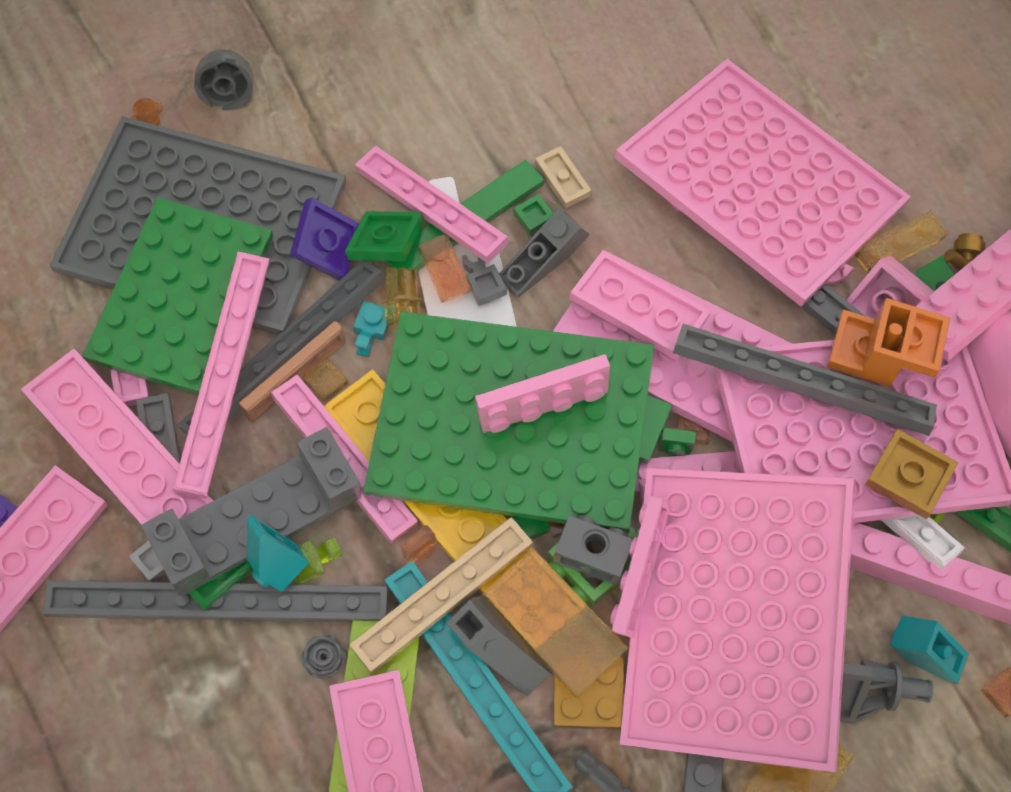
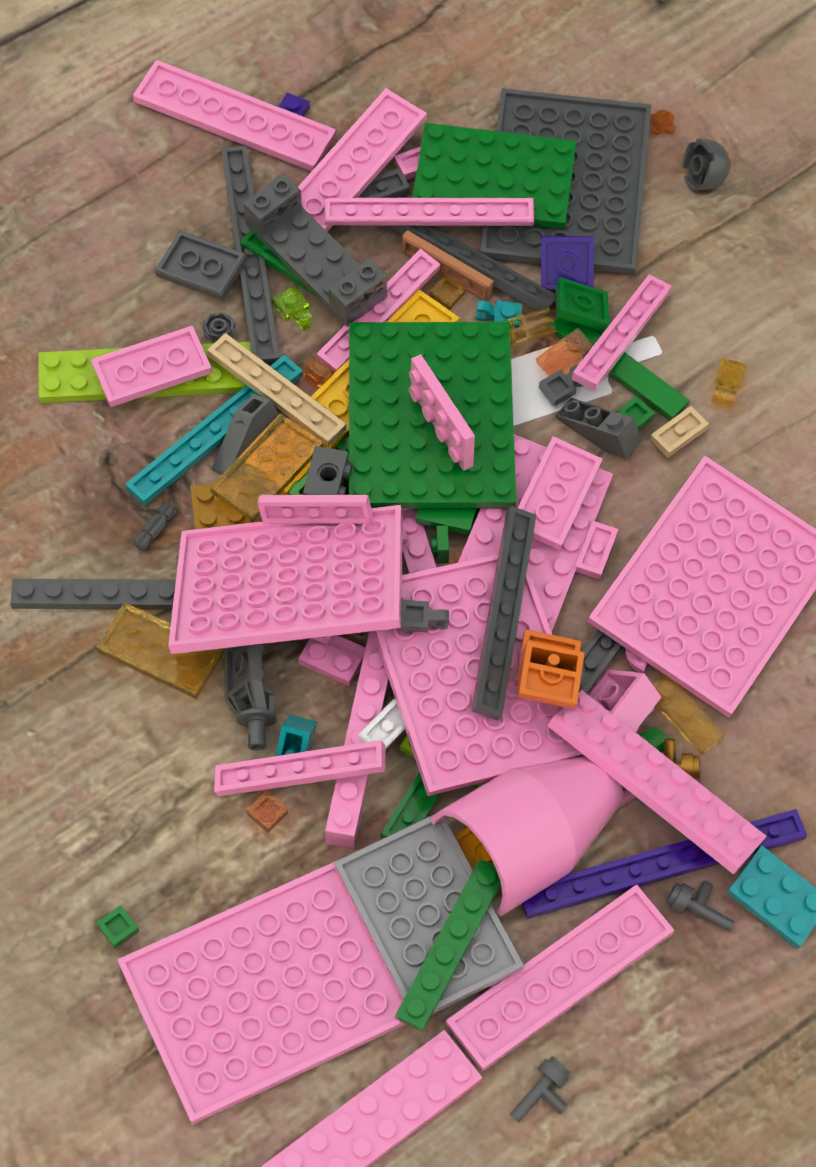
camera: 80 degrees right, 5 degrees down
(222, 666) = (201, 265): none -> dark grey tile
(272, 555) = (285, 270): teal slope -> none
(503, 115) = (729, 377): none -> clear yellow plate
(701, 284) = (596, 550): none -> bright pink plate
(810, 461) = (417, 616): none -> dark grey plate
(911, 474) = (430, 695): pearl gold plate -> none
(976, 643) = (300, 768): none -> bright pink plate

